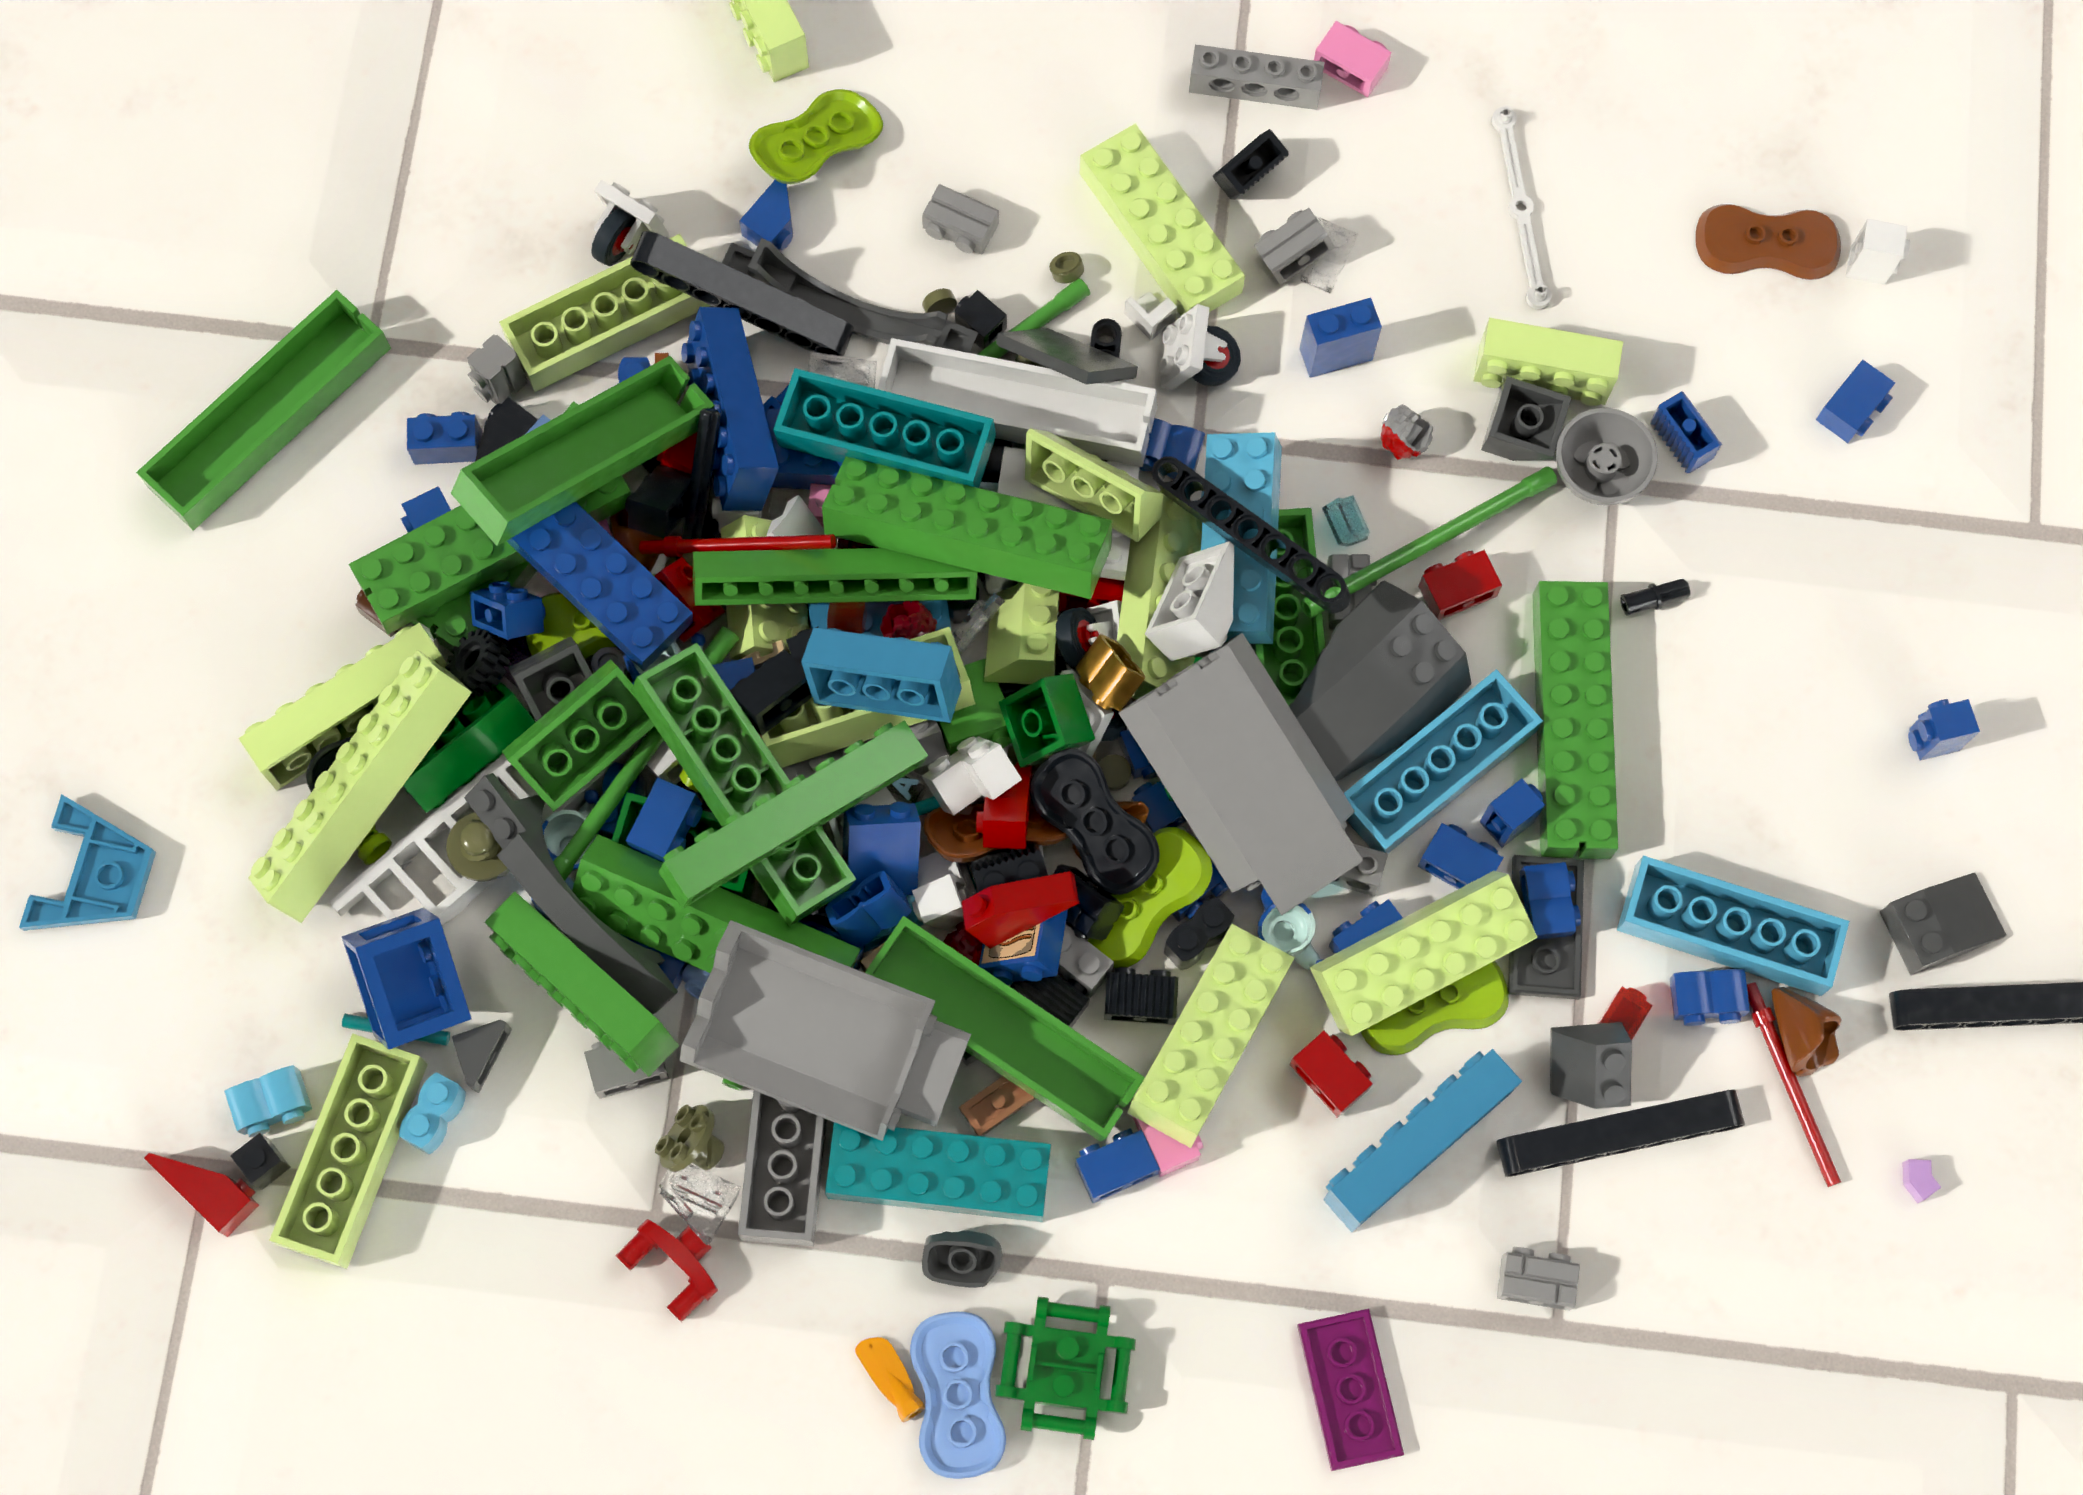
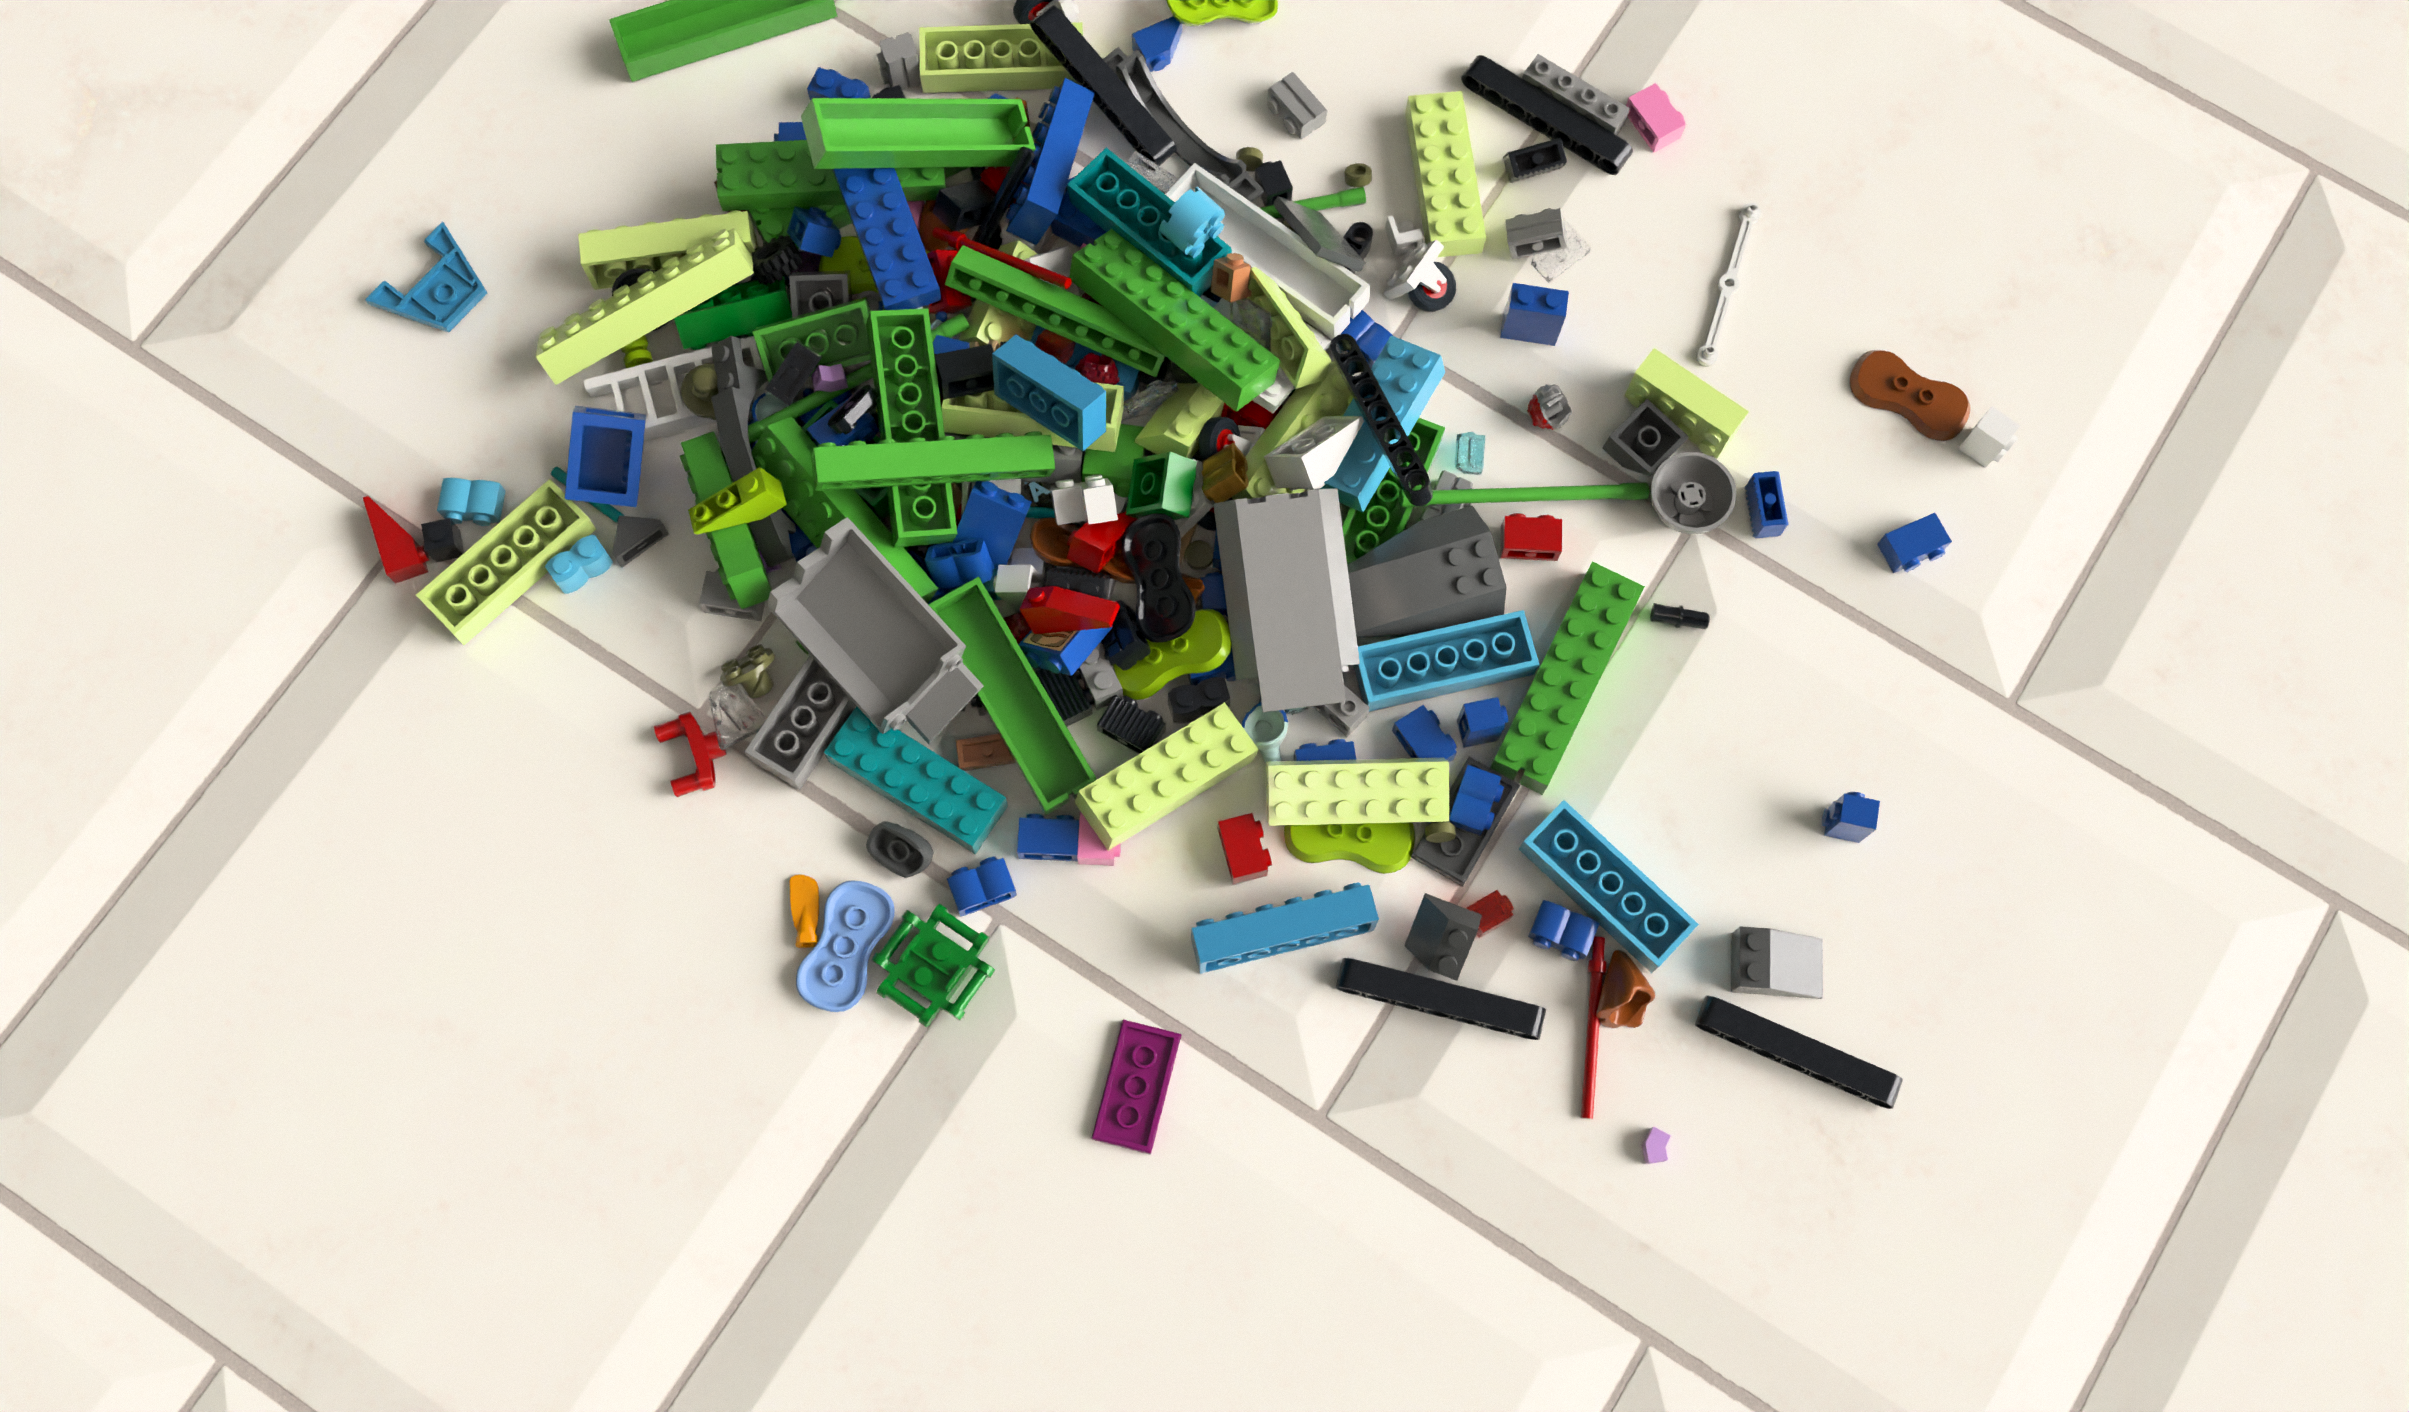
camera: 25 degrees right, 0 degrees up
(575, 784) = (793, 373): none -> black plate
(596, 962) = (739, 503): none -> lime slope
(616, 771) = (829, 378): none -> lavender piece
(670, 795) = (858, 404): none -> black plate
(942, 410) = (1193, 221): none -> medium azure brick
(1009, 446) = (1231, 278): none -> nougat brick
(1051, 487) = (1252, 320): none -> clear wing
(1070, 1254) = (981, 886): none -> blue brick
(1235, 107) = (1547, 114): none -> black beam
(1530, 953) = (1440, 832): none -> olive tile
(1538, 1280) = (1320, 1075): light grey brick -> none

